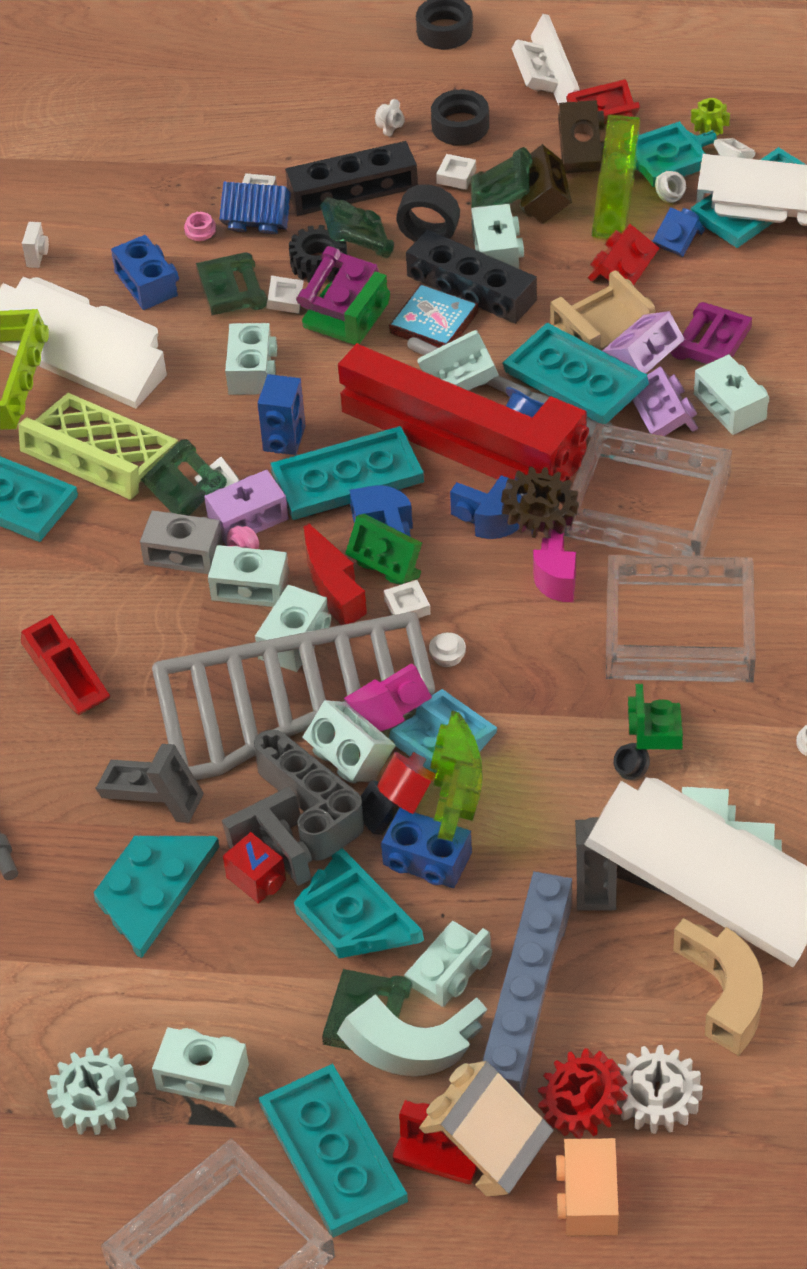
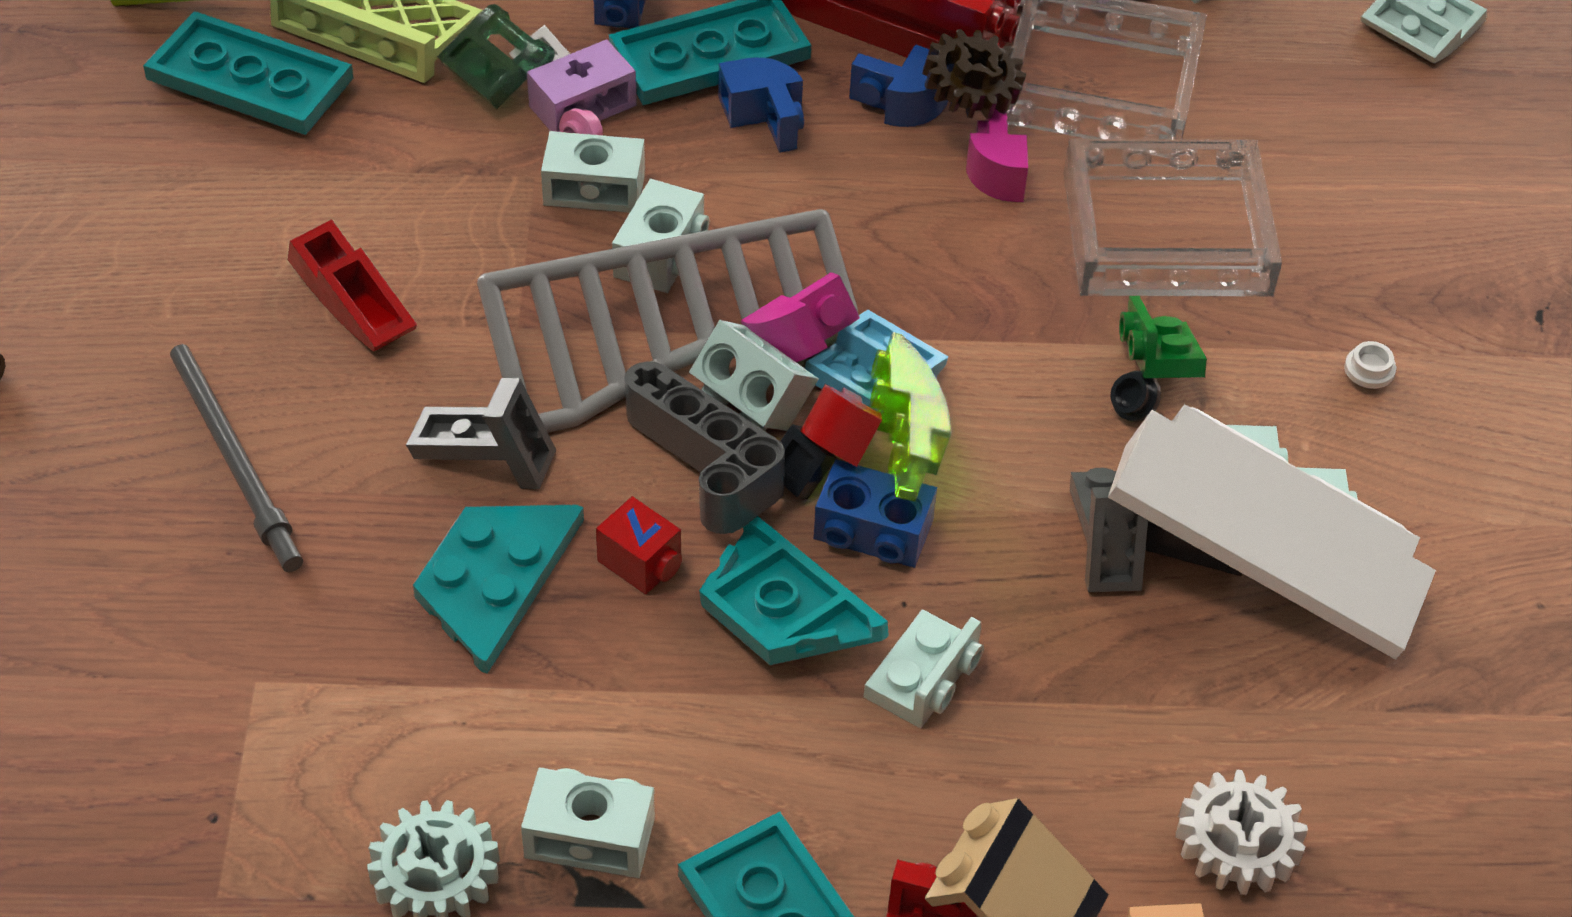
camera: 10 degrees left, 0 degrees up
(180, 541) = (498, 131): light grey brick -> none
(272, 823) = (661, 482): dark grey bracket -> none
(334, 578) = (708, 167): red slope -> none
(353, 991) = (798, 735): clear green plate -> none
(384, 550) = (773, 134): green bracket -> none
(406, 1049) = (883, 787): light aqua arch -> none
(407, 598) = (807, 195): white plate -> none
(447, 649) = (868, 260): white plate -> none
(527, 977) = (1043, 679): sand blue arch -> none
(582, 1093) = (1168, 834): red gear -> none
(731, 961) = (1325, 671): tan arch -> none

